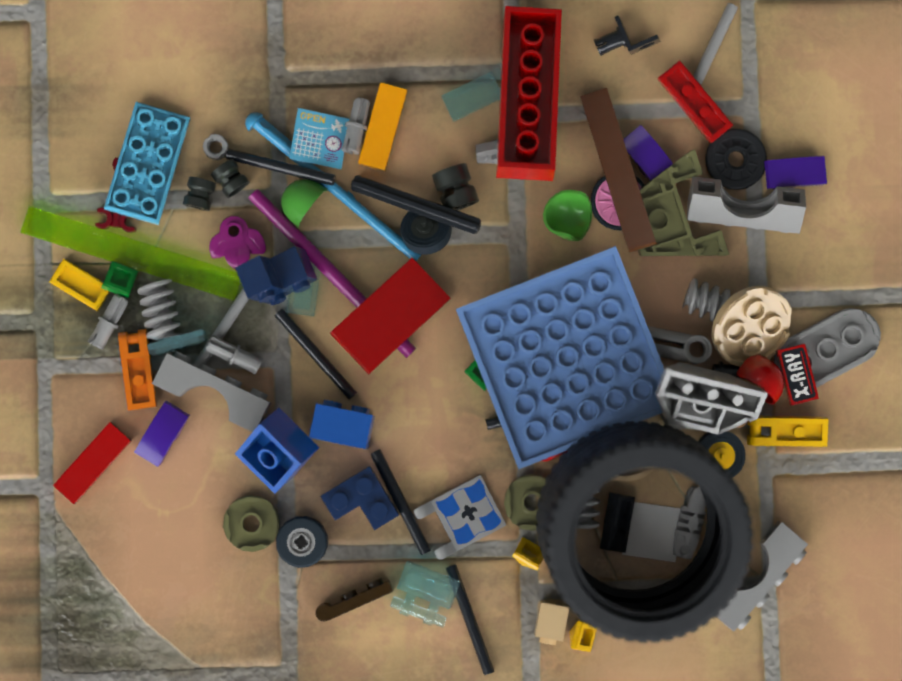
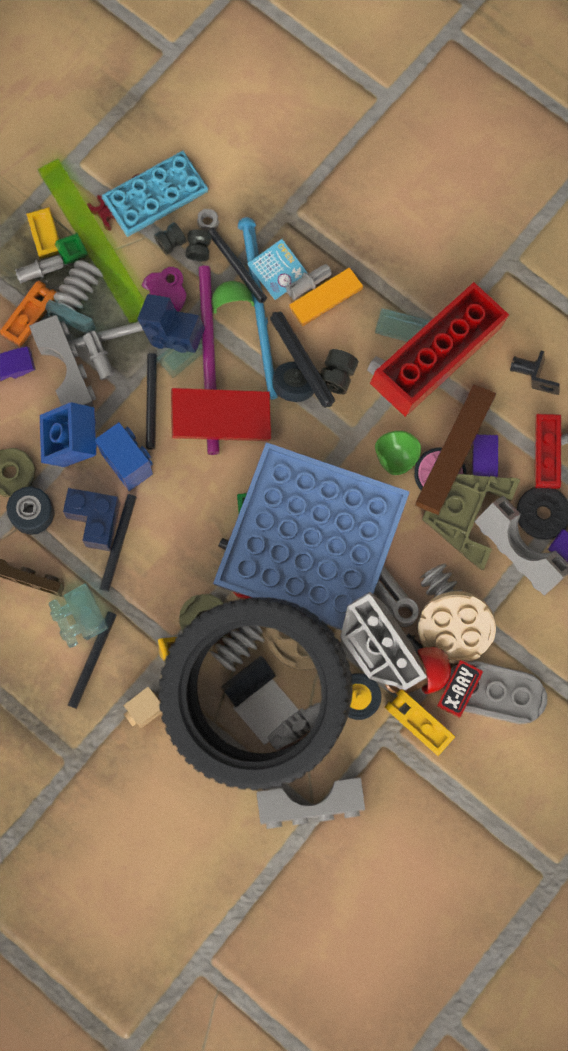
camera: 40 degrees right, 10 degrees down
(465, 514) = (153, 587): light grey flag -> none
(582, 636) = (156, 737): yellow slope -> none

